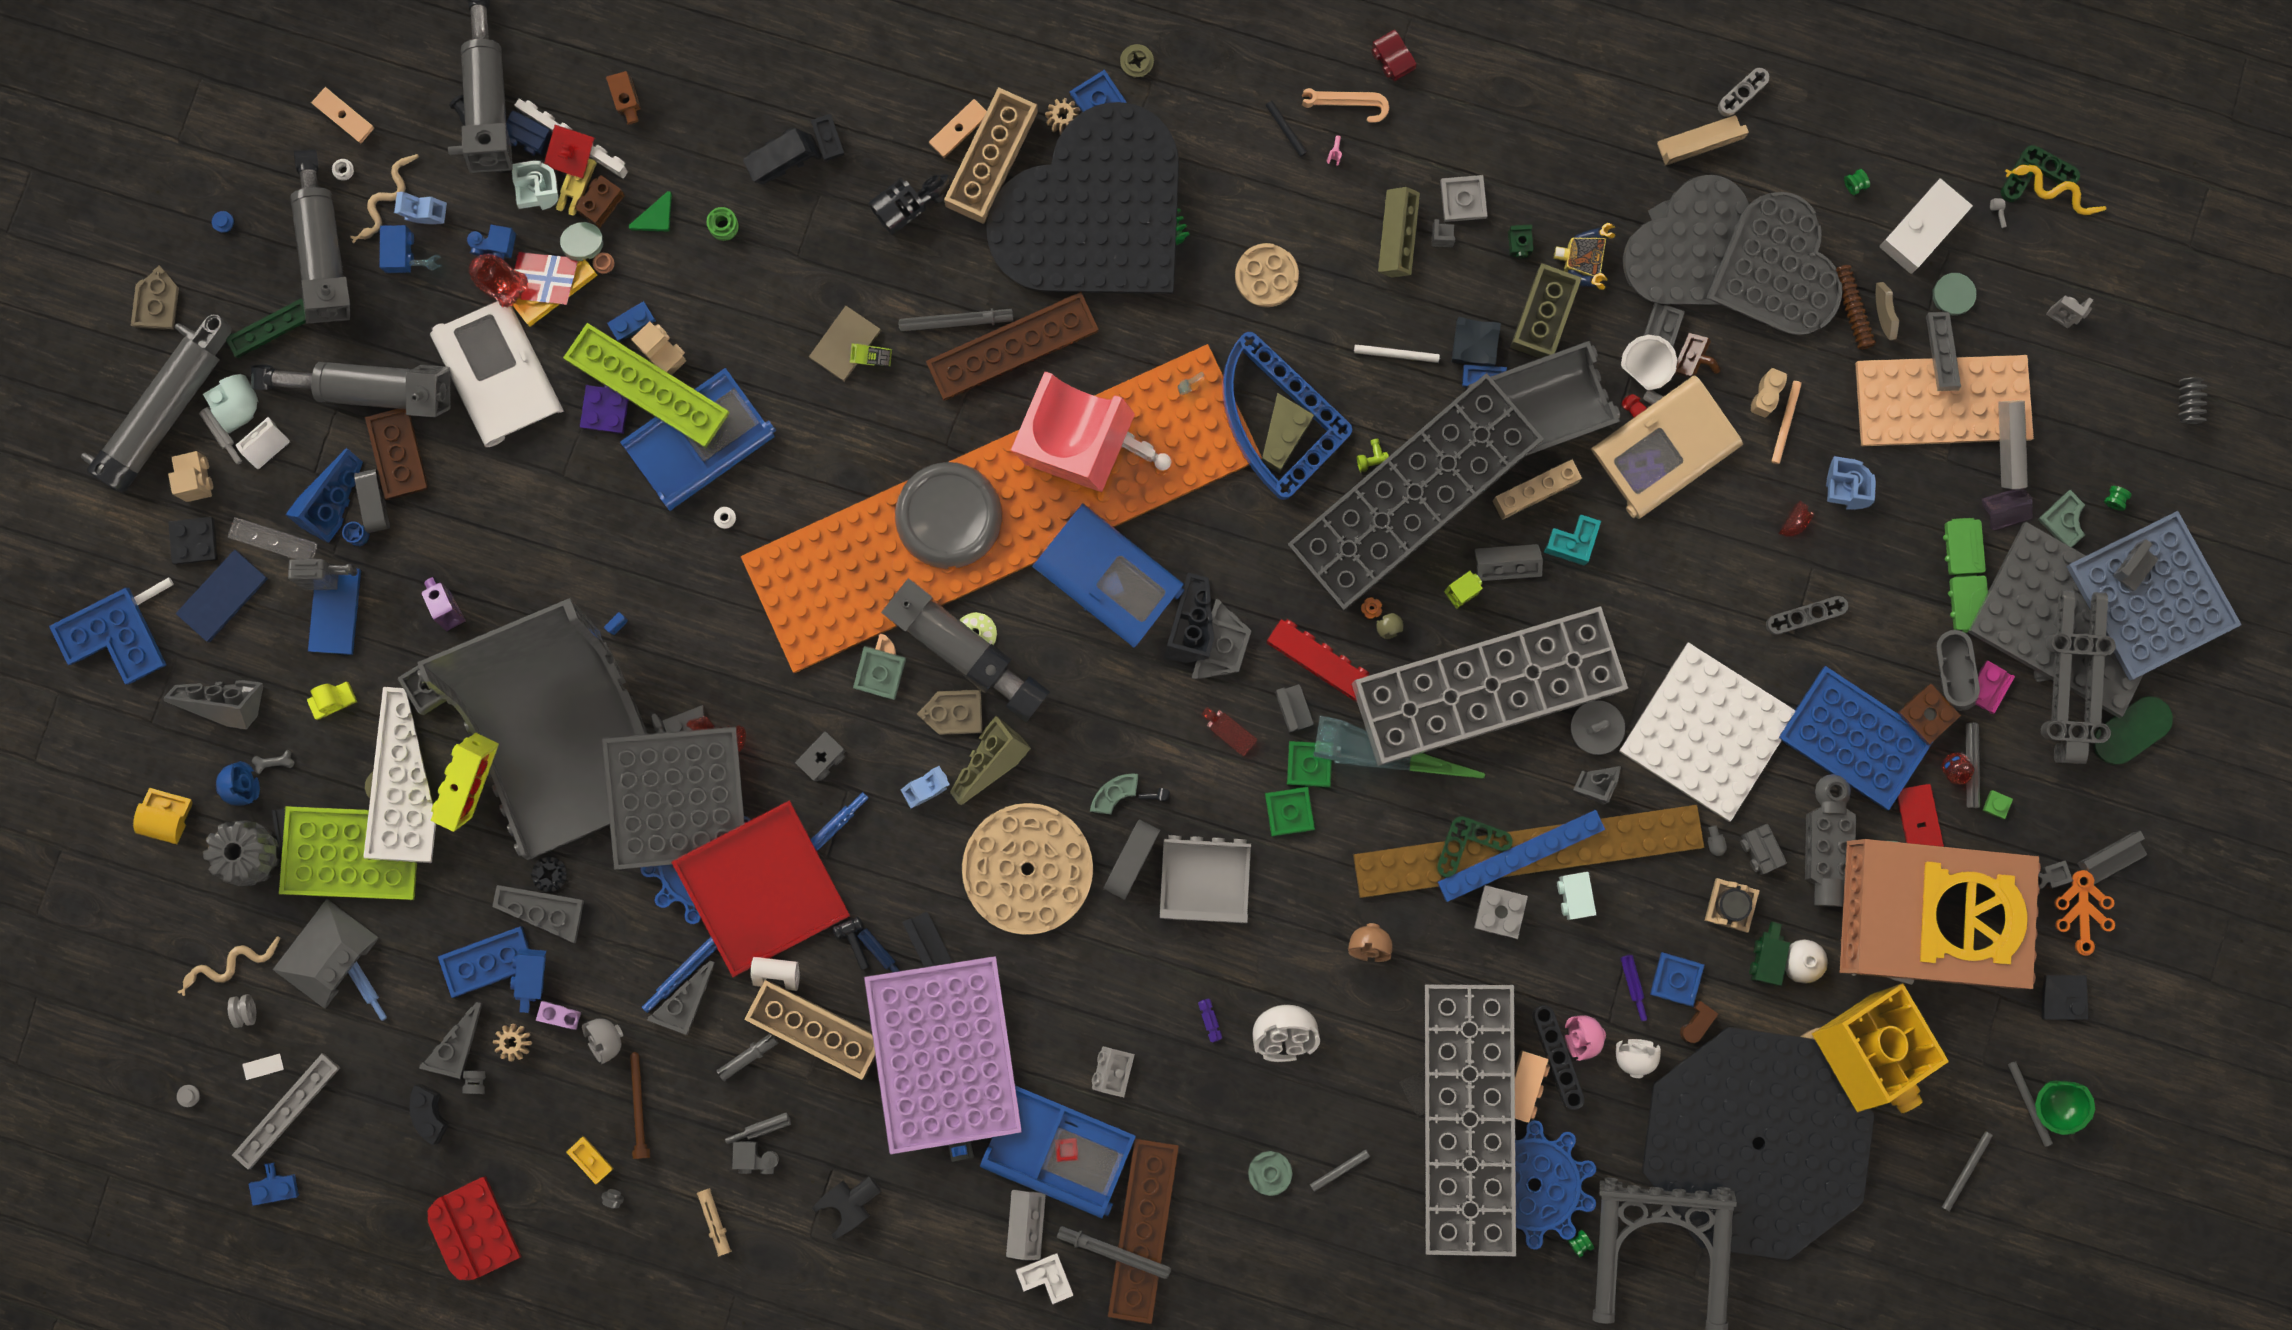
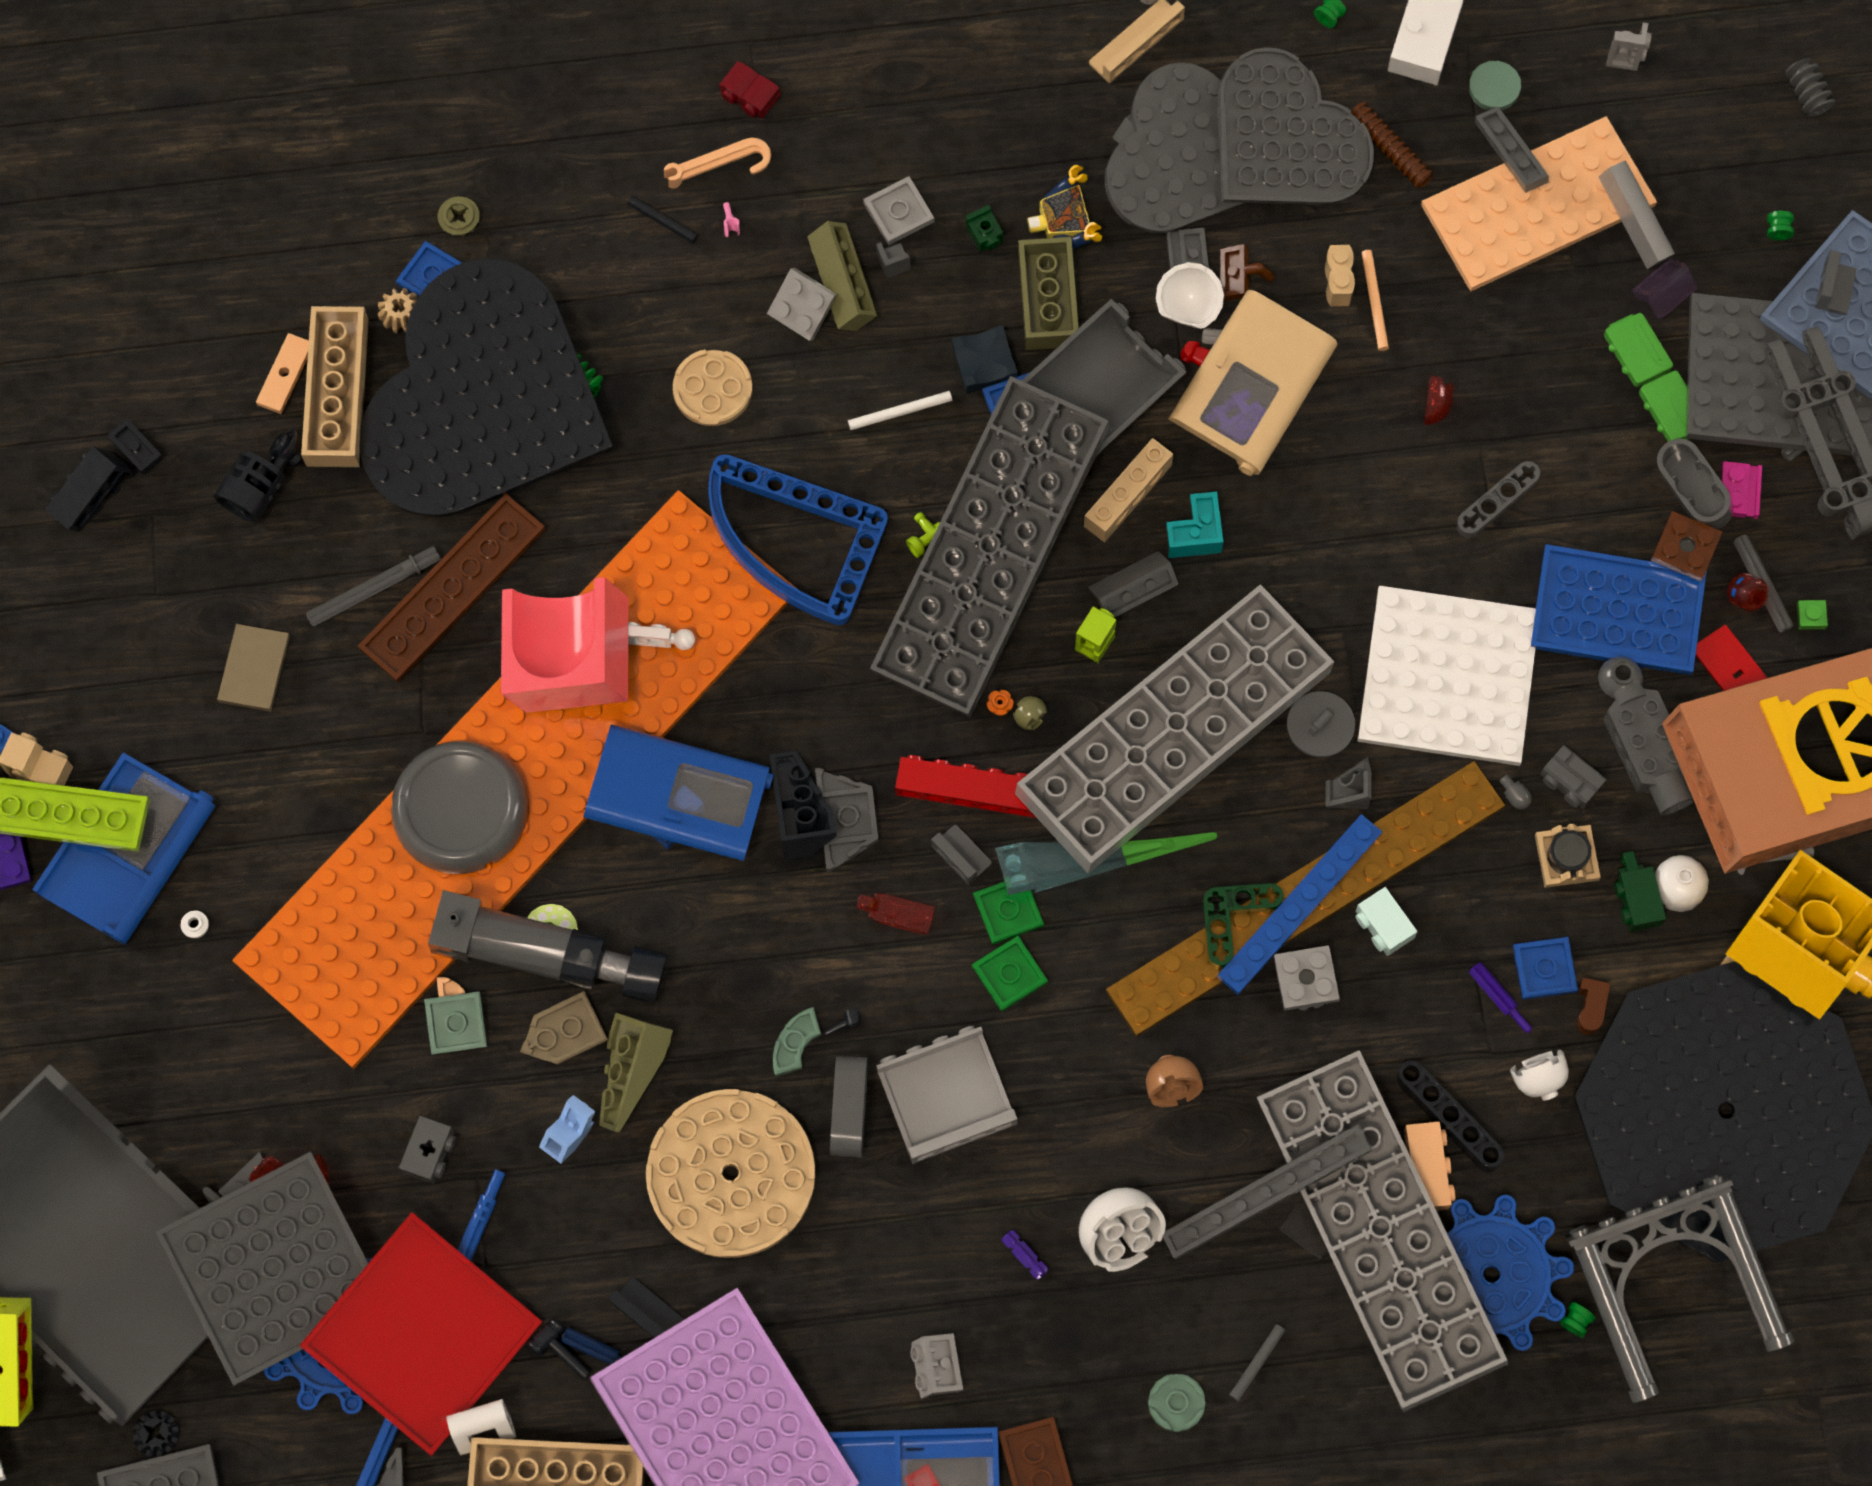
camera: 20 degrees left, 10 degrees down
(616, 623) = (115, 1101): blue tile -> none
(726, 232) = (47, 582): bright green wheel -> none
(870, 355) = (289, 666): leg -> none
(1184, 385) = (672, 546): clear light blue hand -> none
(1285, 431) = (811, 547): olive wedge -> none
(1360, 241) = (802, 304): none -> light grey plate
(1401, 1056) = (1267, 1191): none -> dark grey plate
(1585, 1037) = (1470, 1078): bright pink cylinder -> none
(1850, 483) = (1477, 334): medium blue brick -> none
(1885, 310) = (1428, 134): dark tan tile -> none
(2063, 519) = (1732, 273): sand green tile -> none

